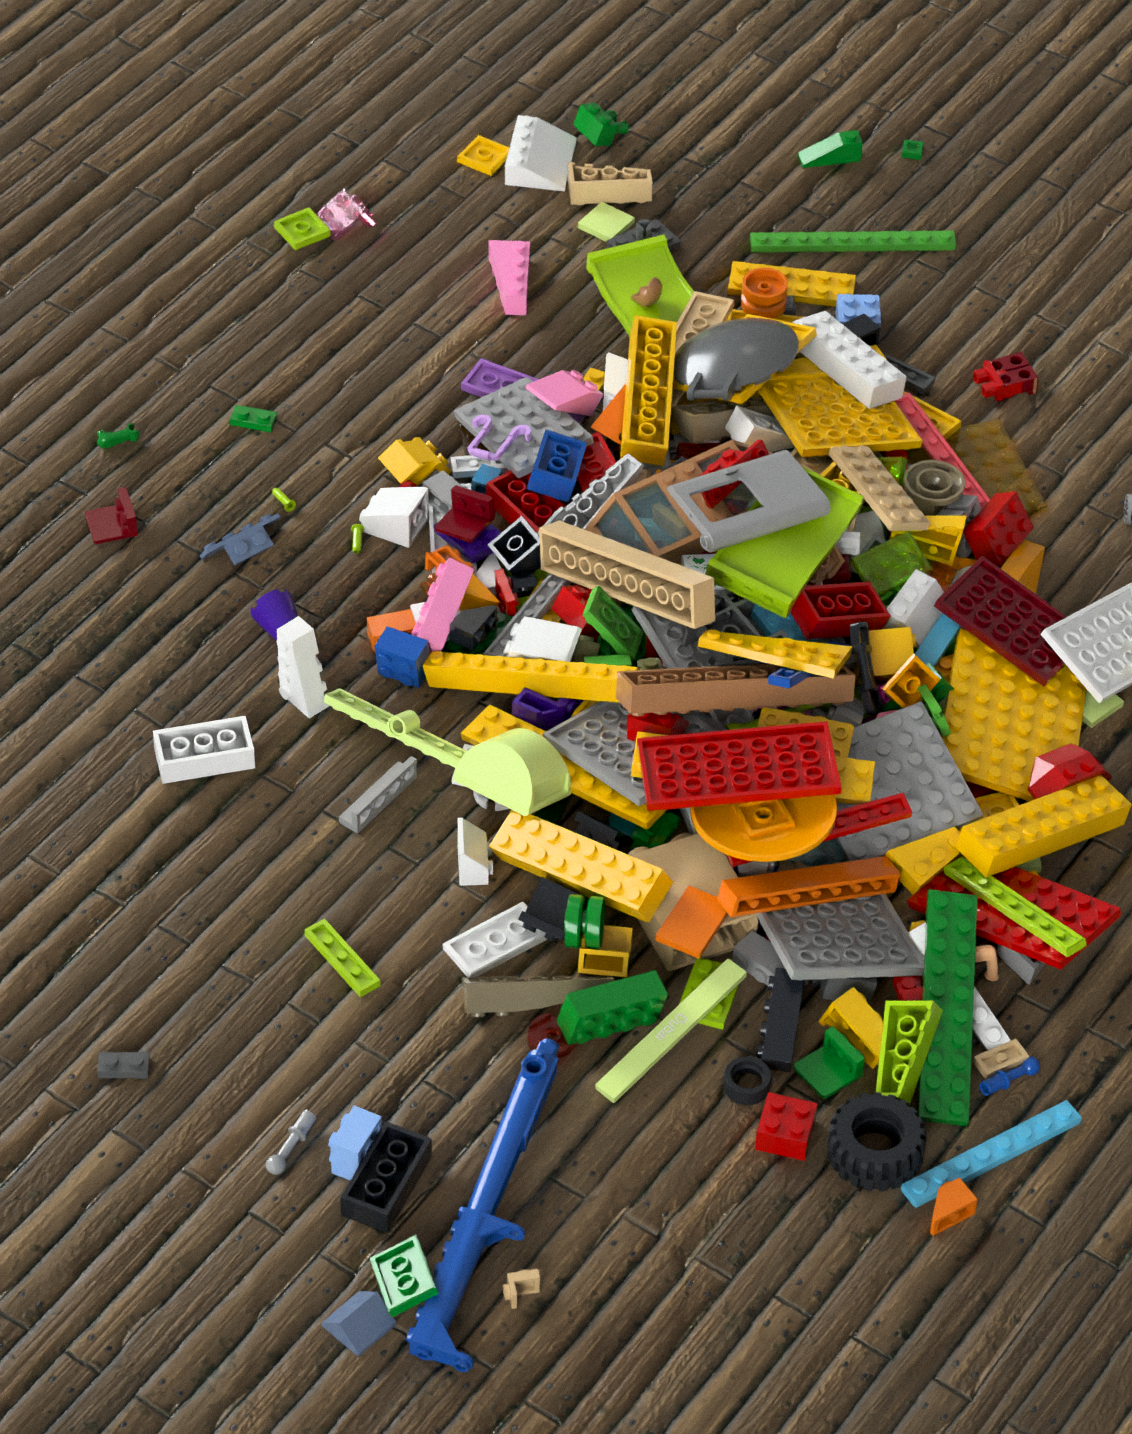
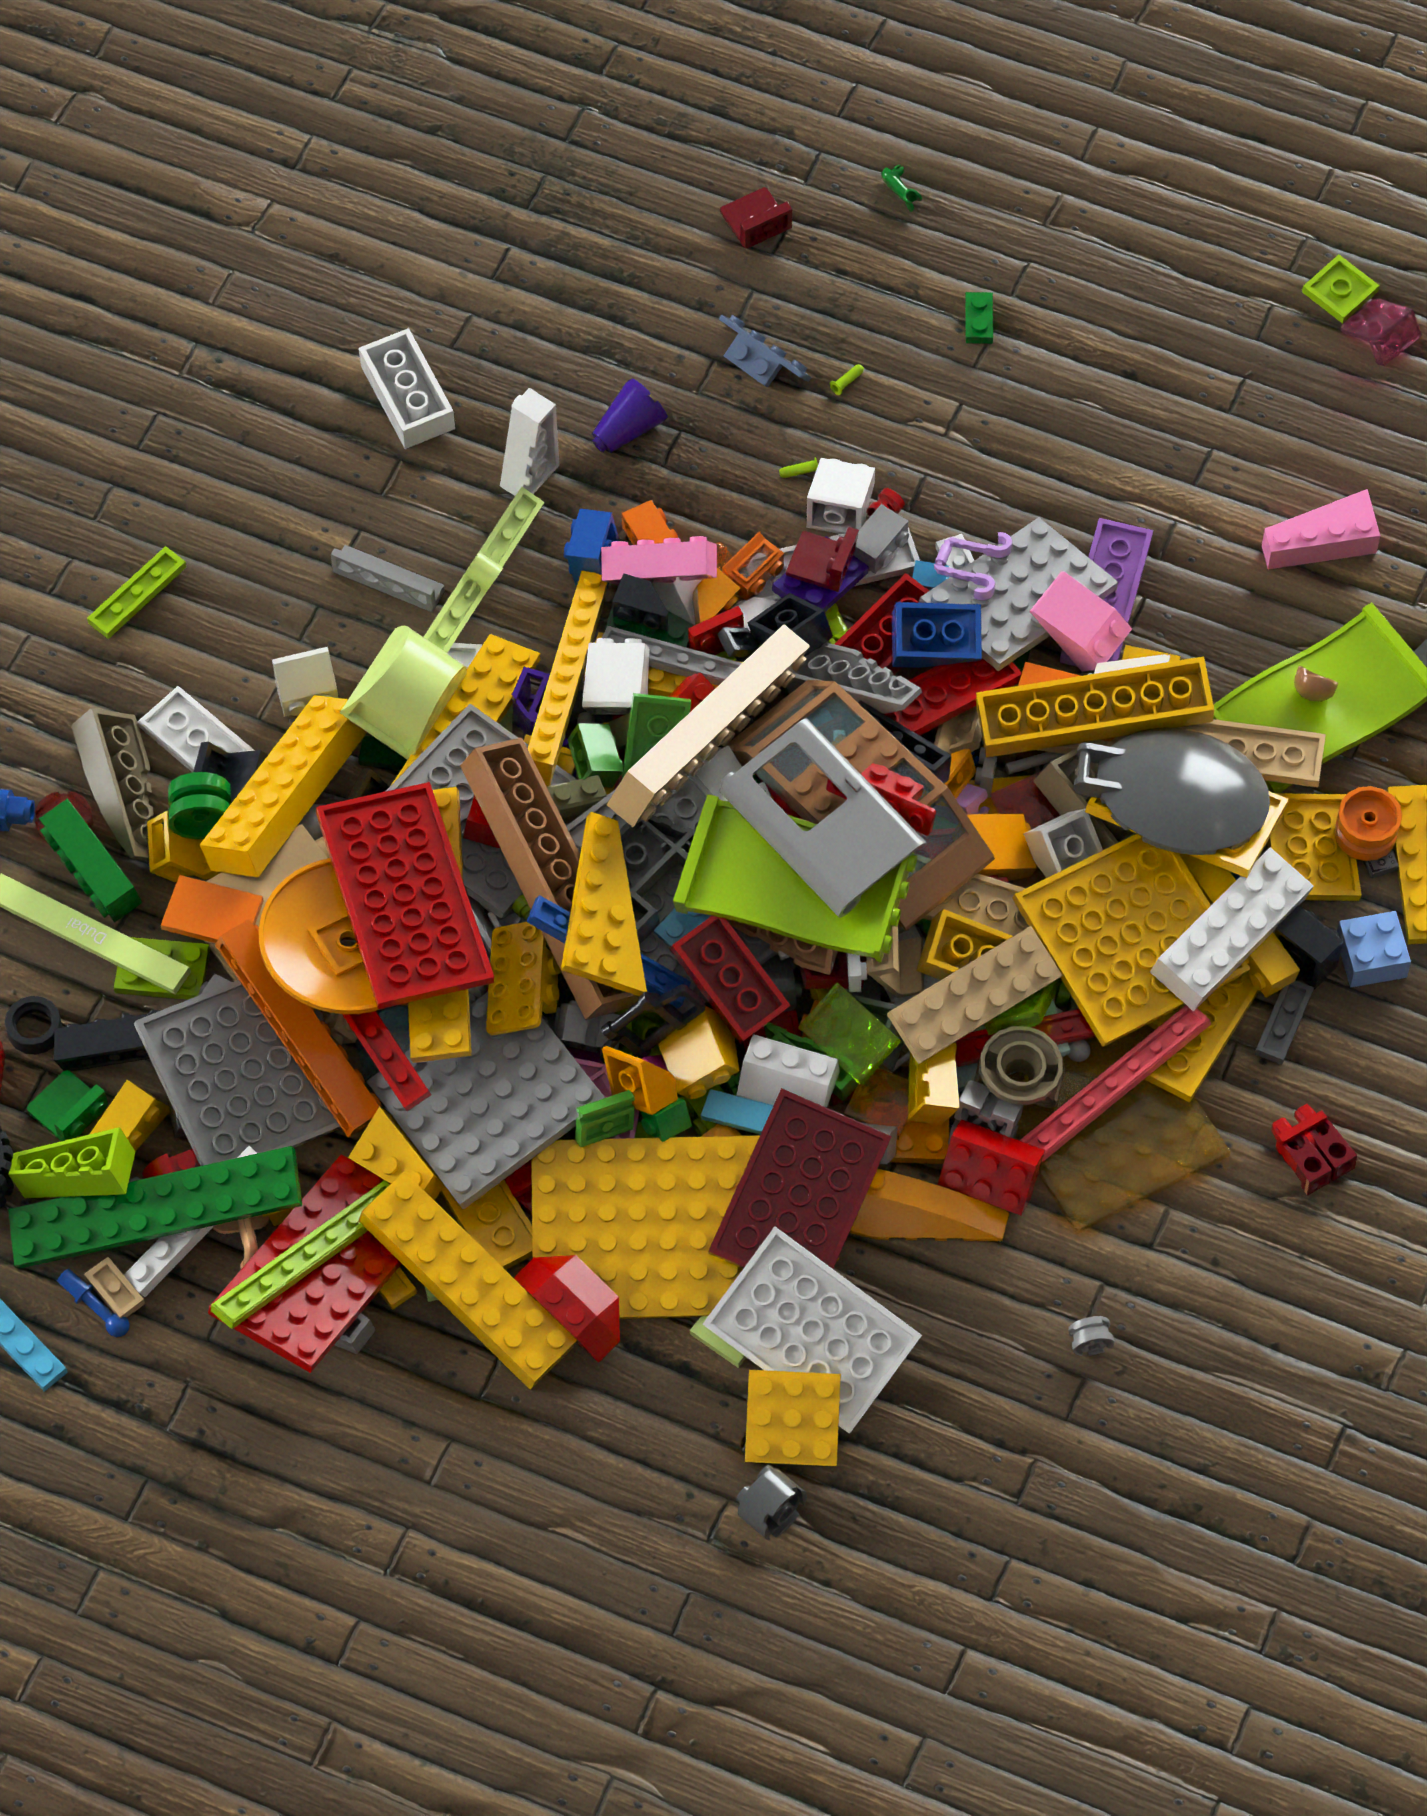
camera: 80 degrees right, 15 degrees up
(413, 460) = (940, 497): yellow piece -> none

